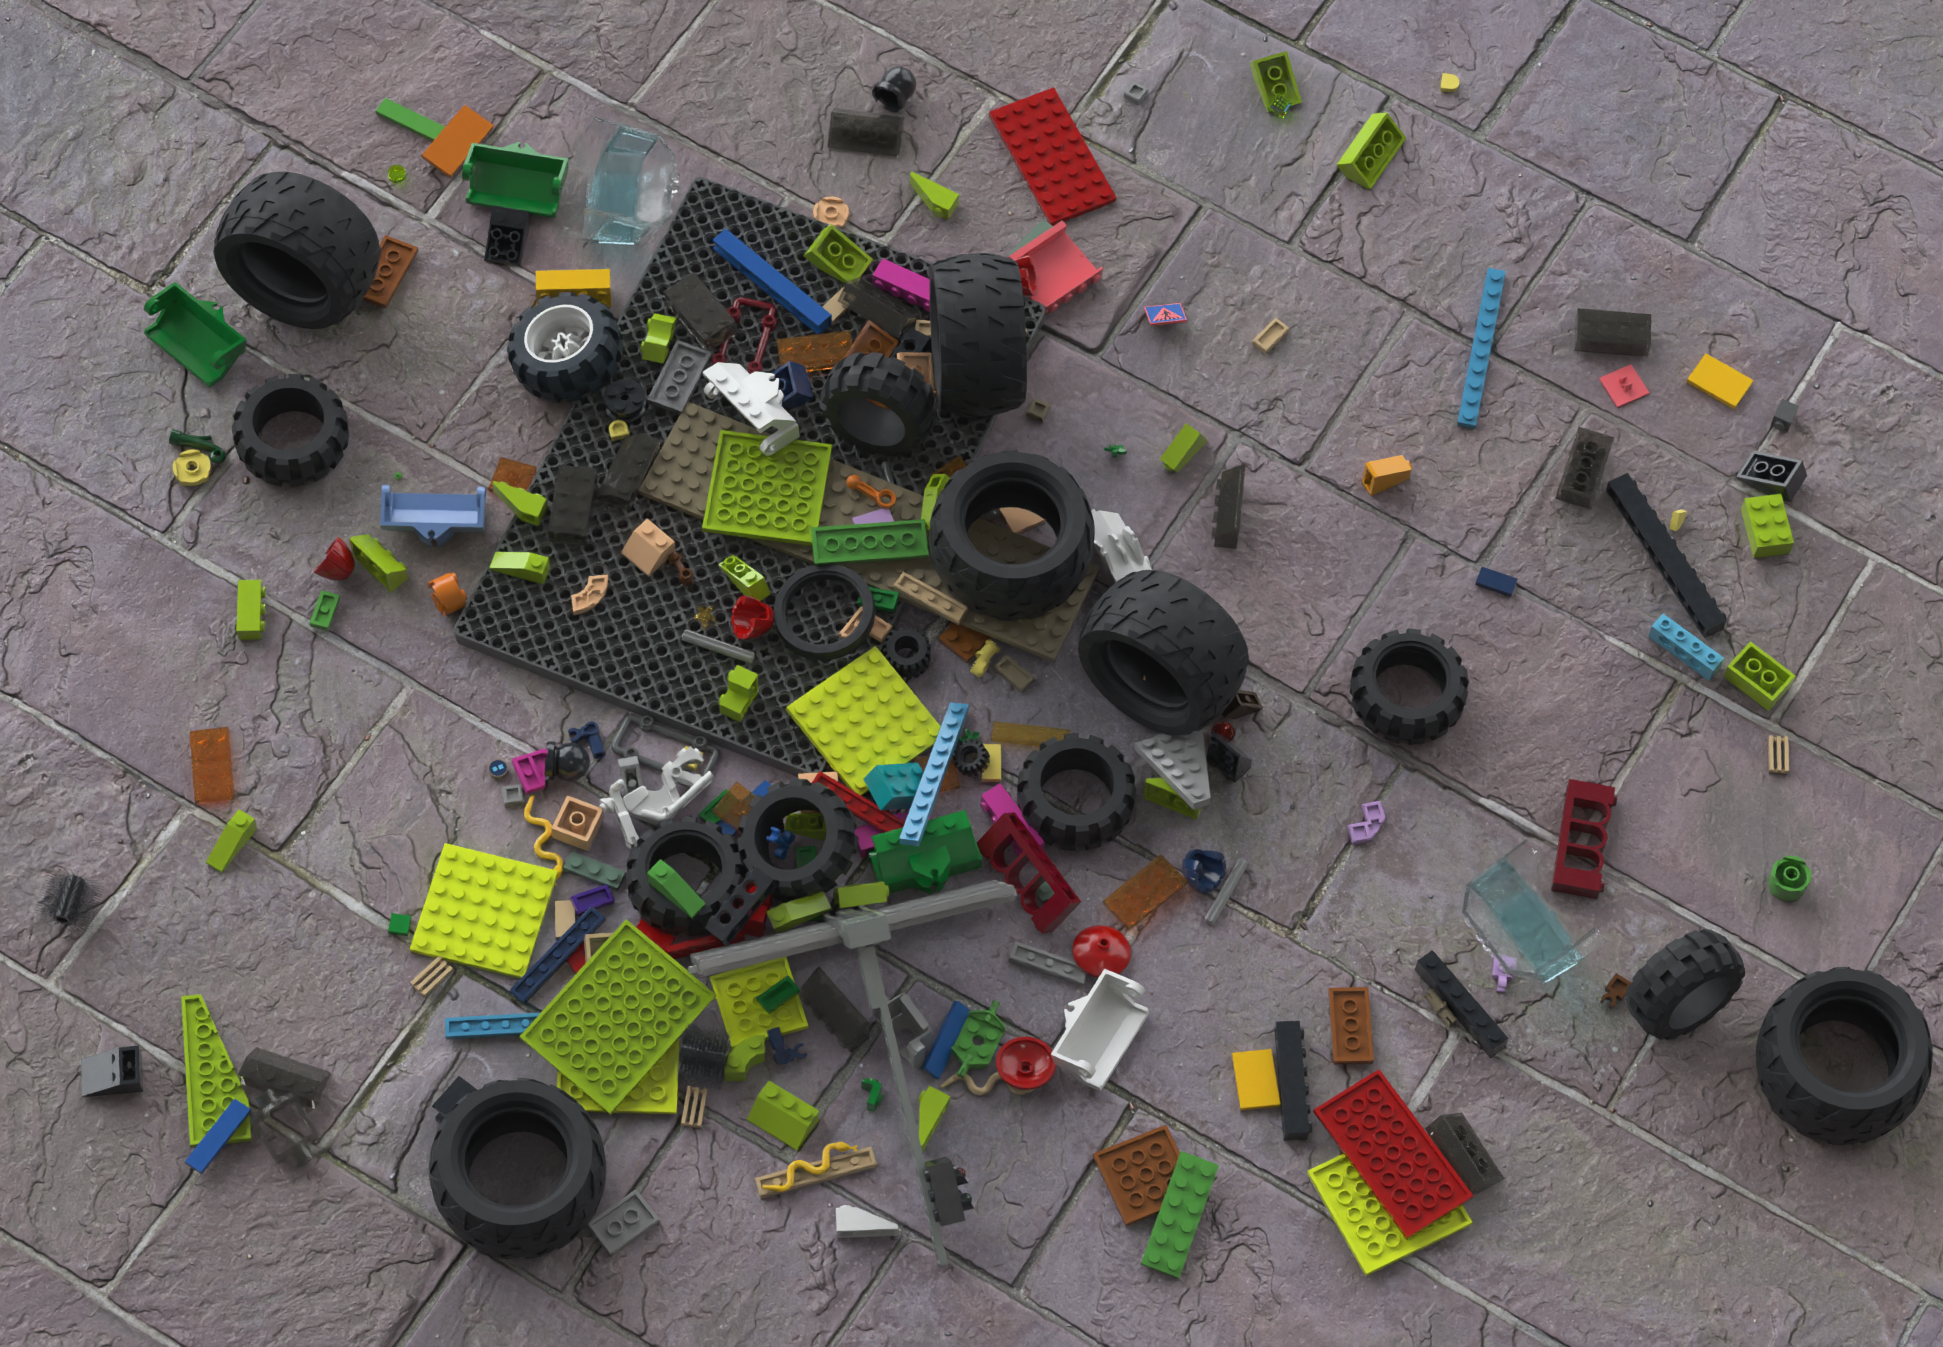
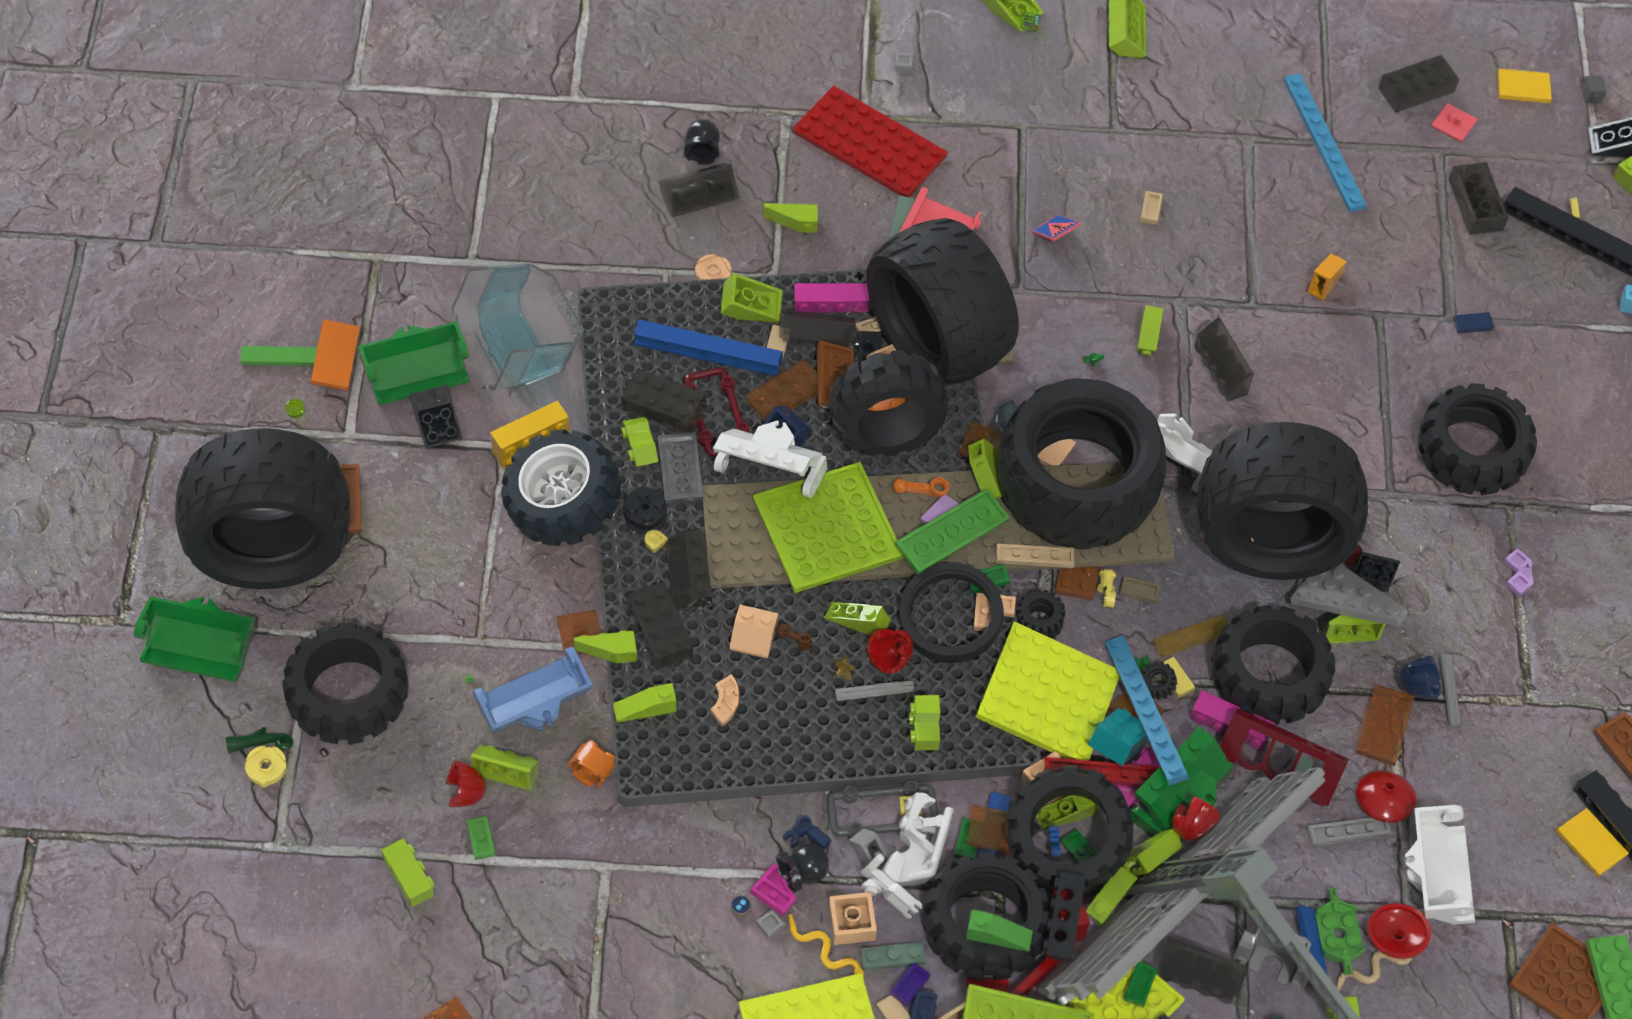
camera: 30 degrees left, 5 degrees down
(906, 885) = (1196, 822): none -> red hair

